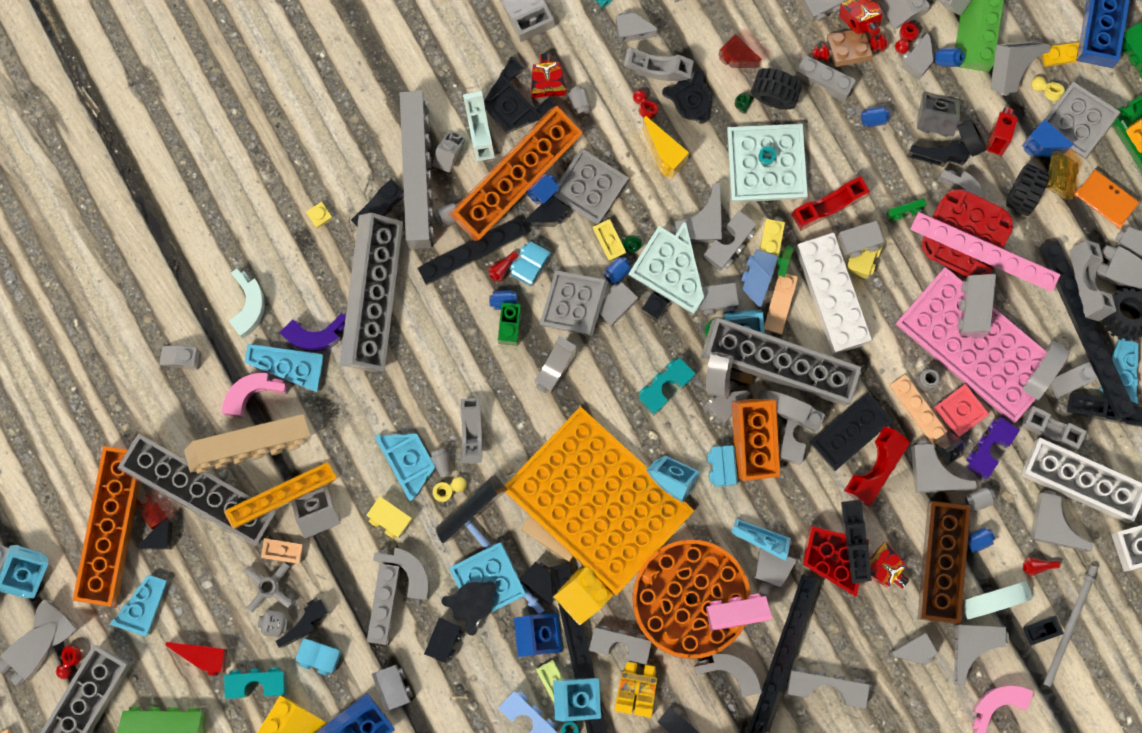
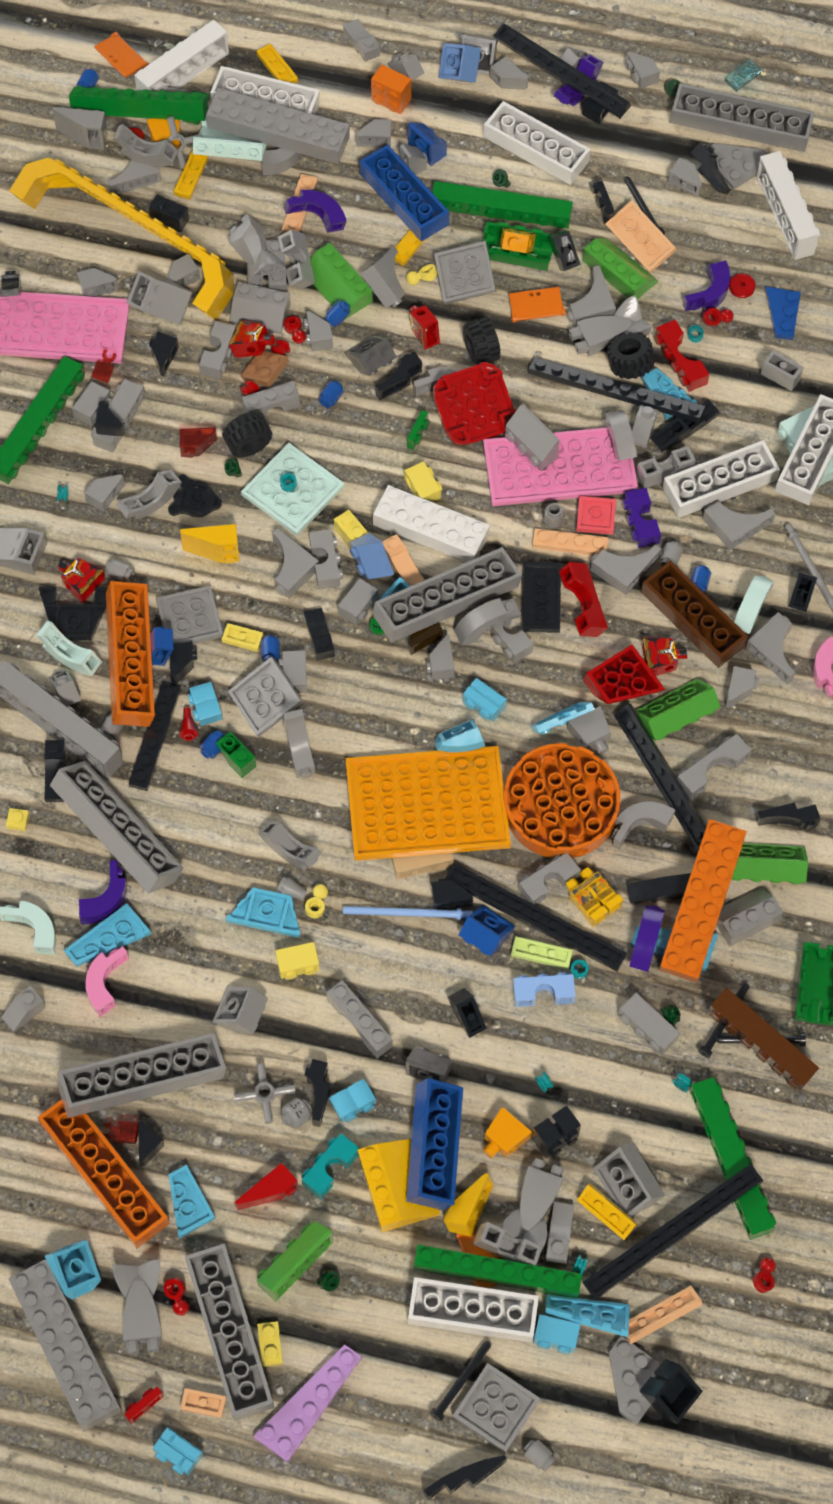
camera: 50 degrees left, 15 degrees down
(246, 443) = (143, 1004): tan brick -> none
(280, 495) = (205, 1018): light orange plate -> none
(282, 551) = (246, 1060): light nougat plate -> none
(416, 572) = (354, 976): light grey arch -> none
(443, 640) = (427, 1000): black brick -> none
(459, 677) = (467, 1012): none -> black slope
(470, 509) = (348, 892): black brick -> none
(473, 602) = (419, 953): black tile -> none
(495, 566) = (413, 930): medium azure plate -> none
(577, 699) = (561, 939): medium azure slope -> none
(583, 595) = (488, 870): yellow slope -> none
(631, 243) = (260, 623): dark green plate -> none
(647, 107) = (171, 532): red plate -> none
(670, 268) = (306, 610): light aqua wing -> none
(677, 373) = (388, 703): teal arch -> none
(718, 375) = (419, 636): light grey arch -> none
(738, 612) = (603, 769): bright pink slope -> none
(755, 439) = (486, 657): orange slope -> none
(784, 260) = (377, 530): green plate -> none
(831, 204) = (367, 465): red arch -> none
(851, 618) = (678, 708): none -> bright green slope
(856, 541) = (627, 653): black slope -> none
(861, 239) = (410, 470): light grey brick -> none
(949, 447) = (615, 541): black slope -> none
(972, 137) = (408, 344): black tyre -> none
(985, 251) = (498, 403): bright pink plate -> none
(1035, 566) = (751, 562): red cone -> none
(1046, 140) = (460, 303): blue slope -> none
(1062, 175) = (494, 313): clear yellow plate -> none
(1085, 261) = (567, 349): light grey arch -> none

